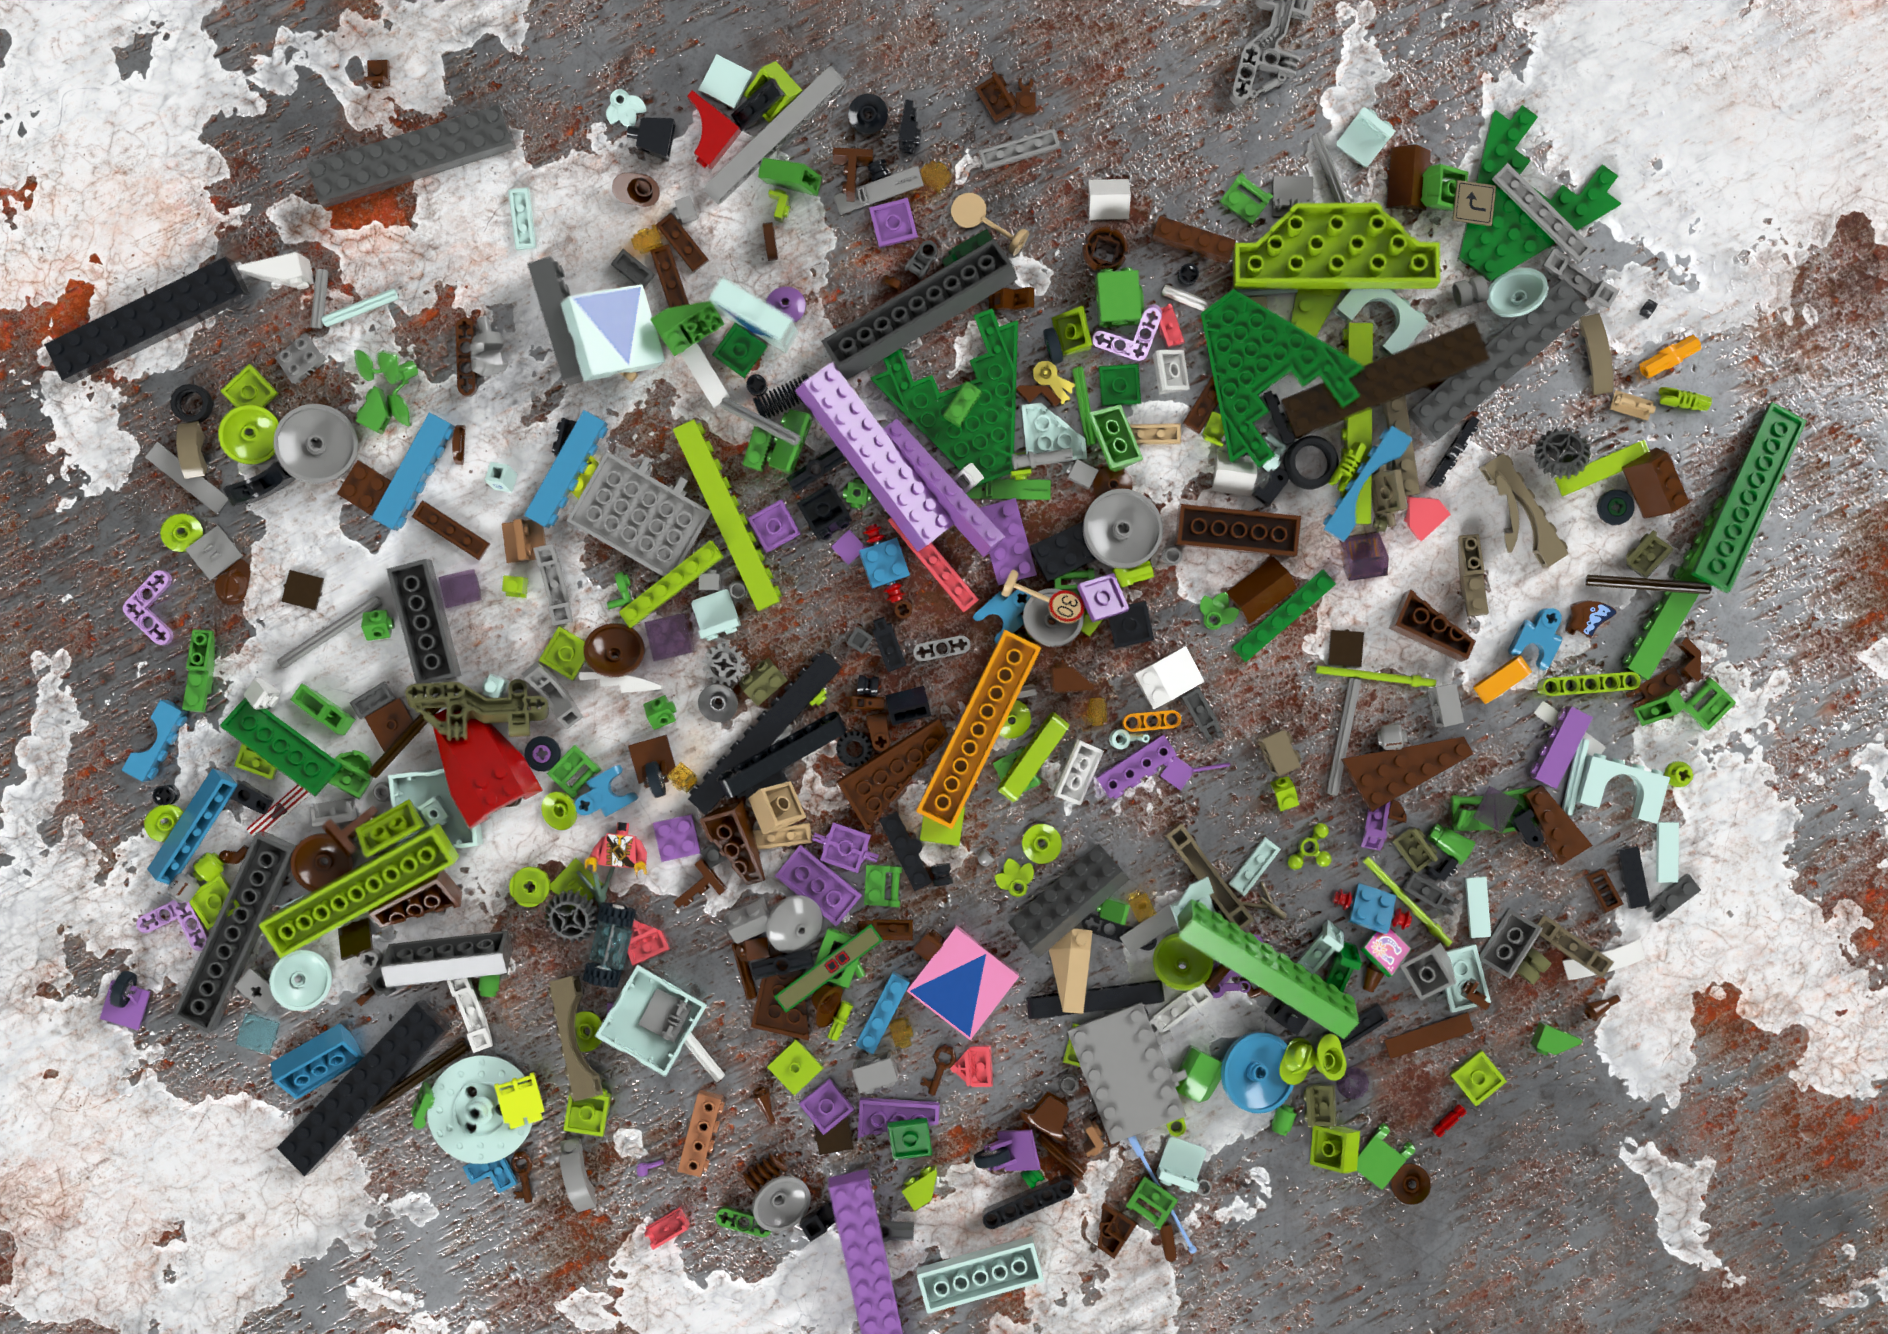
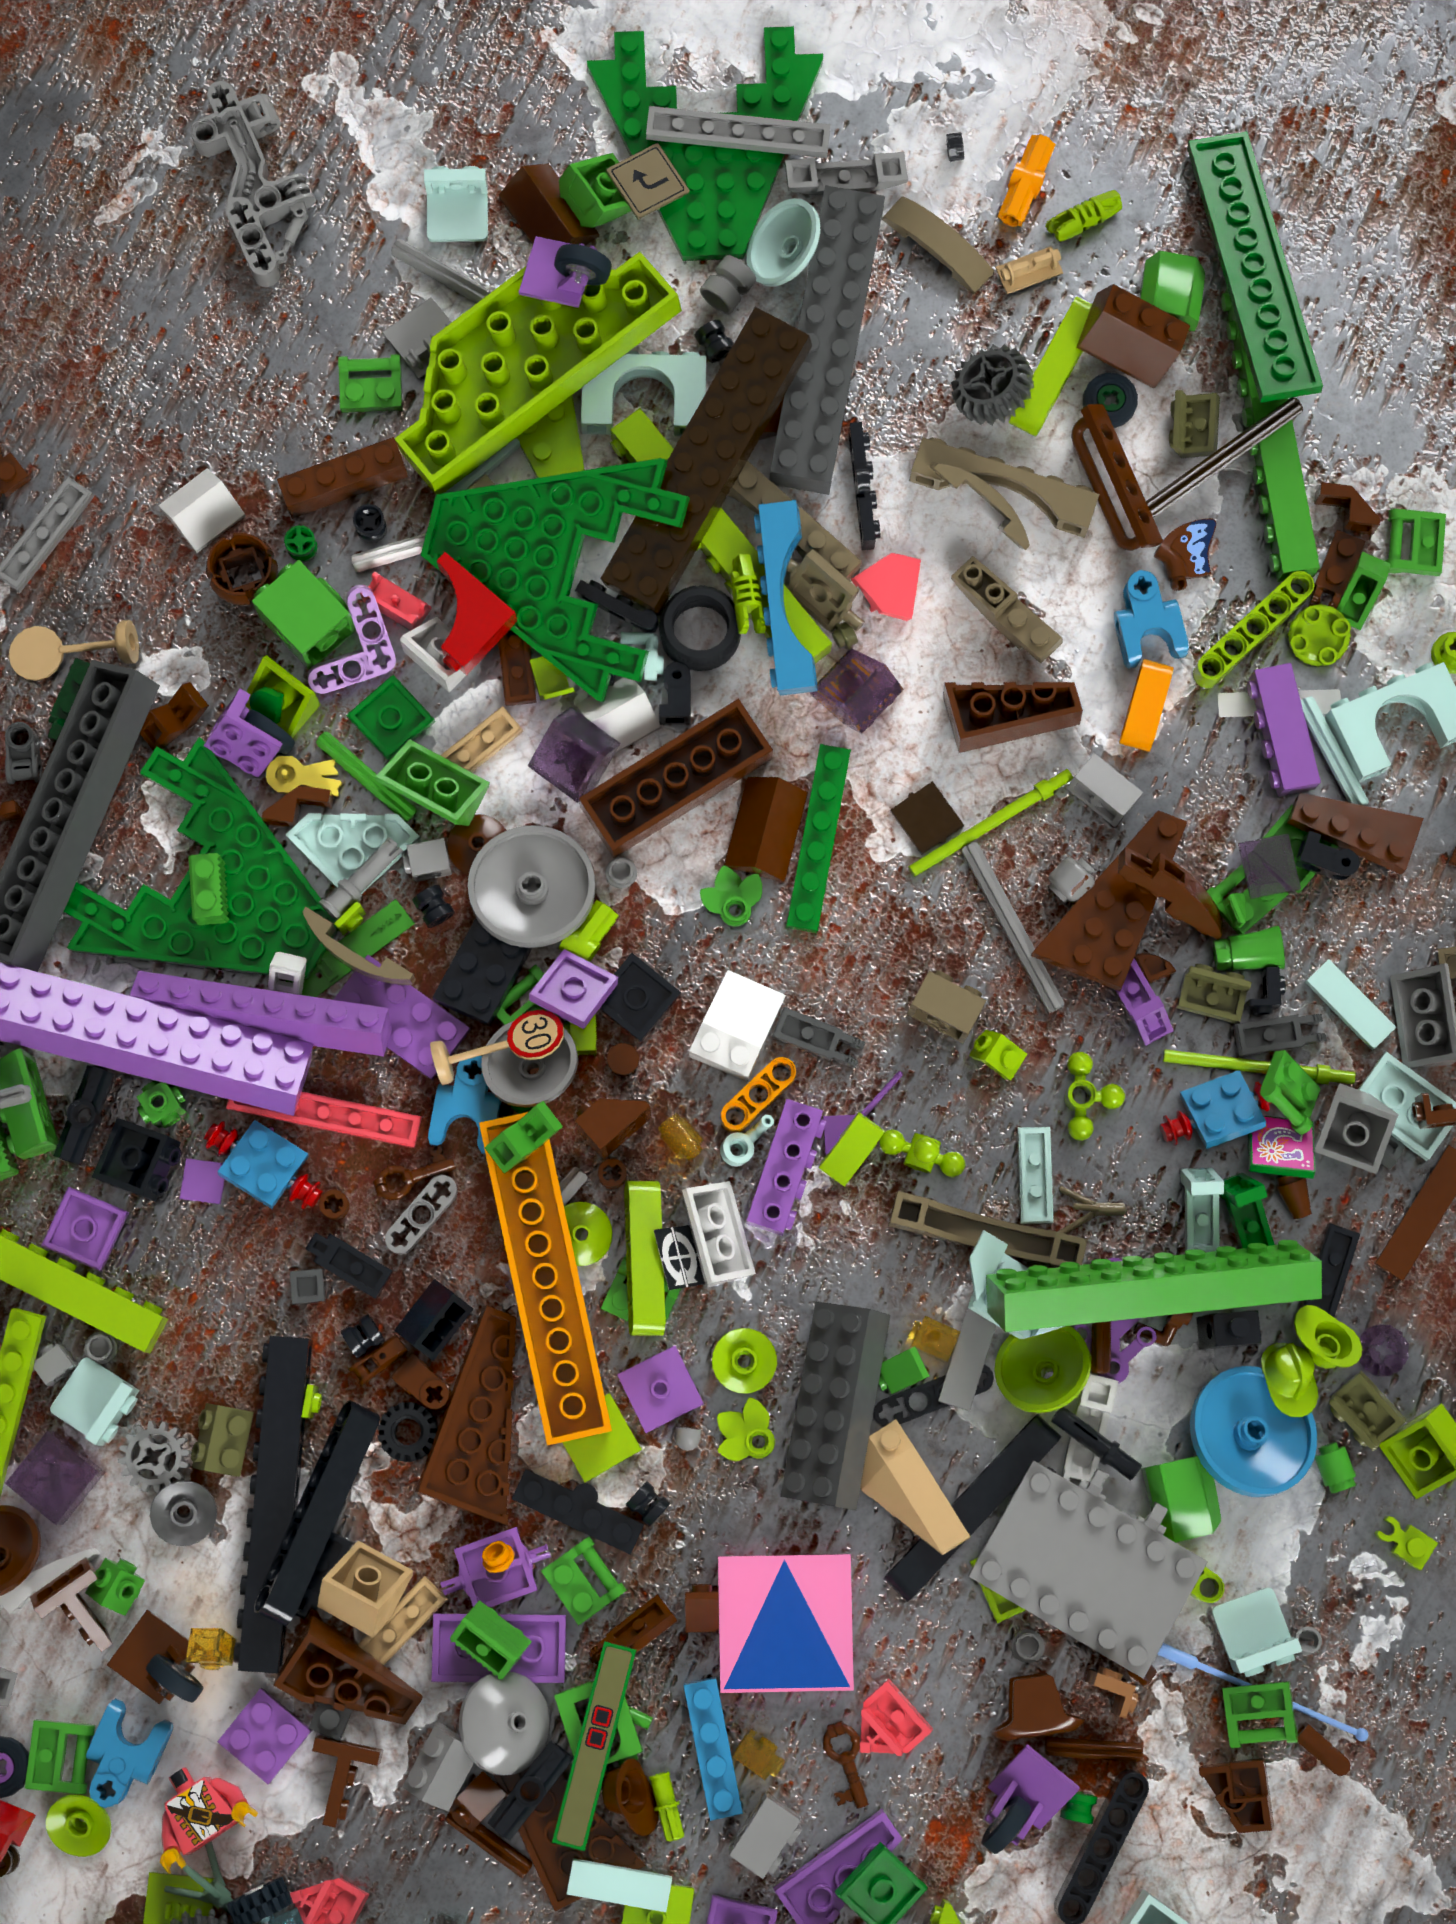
camera: 40 degrees left, 10 degrees down
(634, 697) = (65, 1593): none -> bracket
(789, 1039) = (619, 1885): none -> light aqua tile
(817, 880) = (490, 1639): none -> bright green brick
(851, 844) = (497, 1557): none -> light orange plate
(967, 631) = (409, 1177): none -> reddish brown piece
(990, 824) = (660, 1389): none -> medium lavender plate
(1019, 517) = (388, 971): none -> dark tan slope
(1021, 655) = (523, 1137): none -> bright green slope
(1035, 340) = (239, 740): none -> medium lavender bracket
(1050, 769) = (679, 1257): none -> sticker
(1053, 697) = (612, 1163): none -> reddish brown bush
(1064, 330) = (268, 702): none -> green tile
(1066, 499) = (433, 906): none -> black wheel
(1099, 650) = (623, 1059): none -> reddish brown tile
(1147, 255) = (298, 537): none -> green wheel
(1175, 783) = (851, 1149): none -> lime slope
(1181, 1026) = (1103, 1448): none -> black pin
(1196, 478) = (573, 754): none -> clear purple brick
(1205, 372) = (479, 618): none -> red arch
(1208, 812) = (922, 1153): none -> lime piece
(1288, 1182) = (1410, 1545): none -> lime plate
(1391, 222) = (562, 270): none -> medium lavender plate
(1413, 927) = (1290, 1091): none -> bright green plate
(1439, 316) = (715, 341): none -> black wheel
(1441, 786) = (1182, 892): none -> reddish brown slope
(1588, 552) = (1122, 477): none -> reddish brown piece
(1619, 712) = (1319, 635): none -> lime dish
(1698, 473) = (1174, 285): none -> bright green slope

